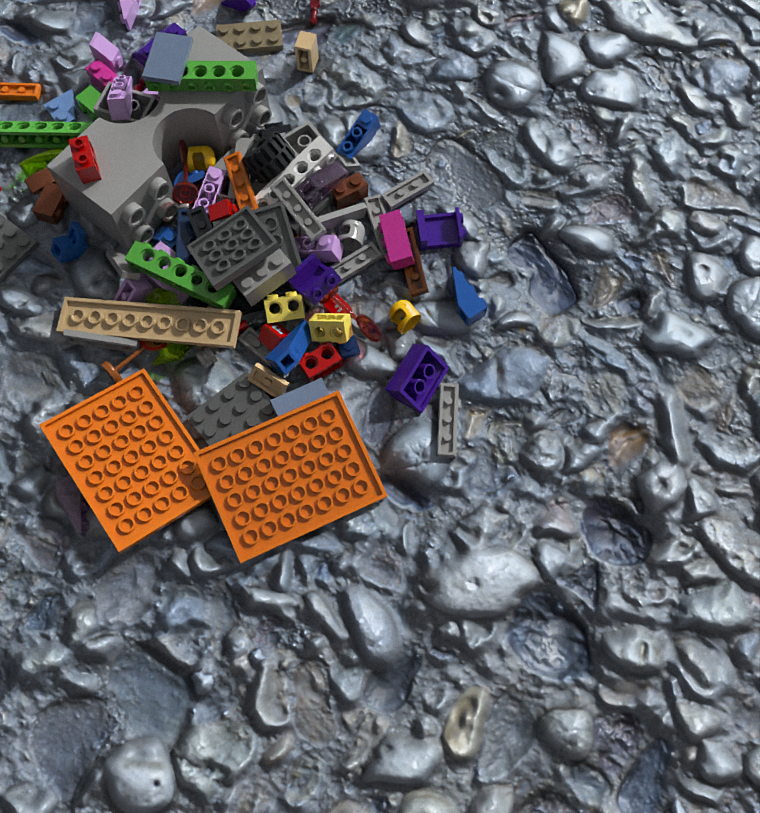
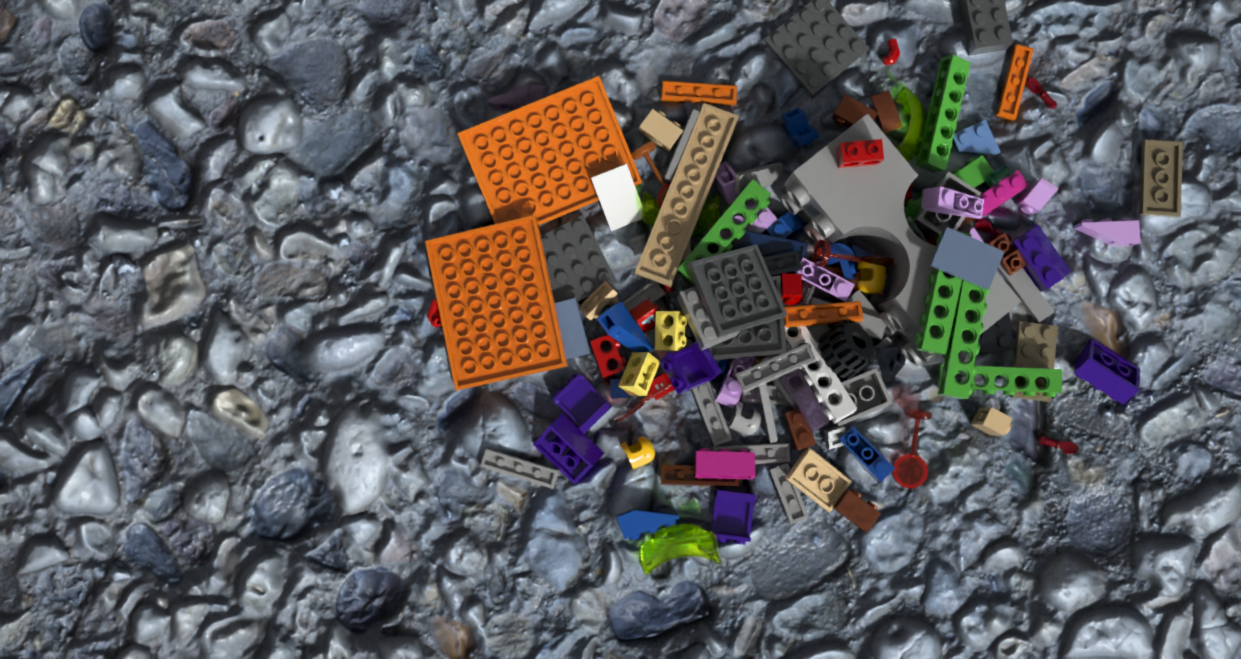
camera: 100 degrees right, 15 degrees up
(9, 75) = (1034, 86): none -> dark red piece
(47, 340) = (699, 93): none -> orange tile
(87, 363) = (661, 130): none -> tan brick
(94, 82) = (995, 177): none -> clear green pin
(161, 385) = (618, 197): none -> white tile
(261, 15) = (1051, 378): none -> bright green brick
(268, 54) = (951, 364): none -> bright green brick
(315, 539) = (433, 314): none -> red arm
(356, 105) = (911, 469): none -> clear red piece
(370, 376) = (581, 402): none -> dark purple panel
(389, 168) = (818, 479): none -> tan tile
(407, 136) = (857, 510): none -> copper brick
(474, 265) = (678, 542): none -> clear neon green windscreen

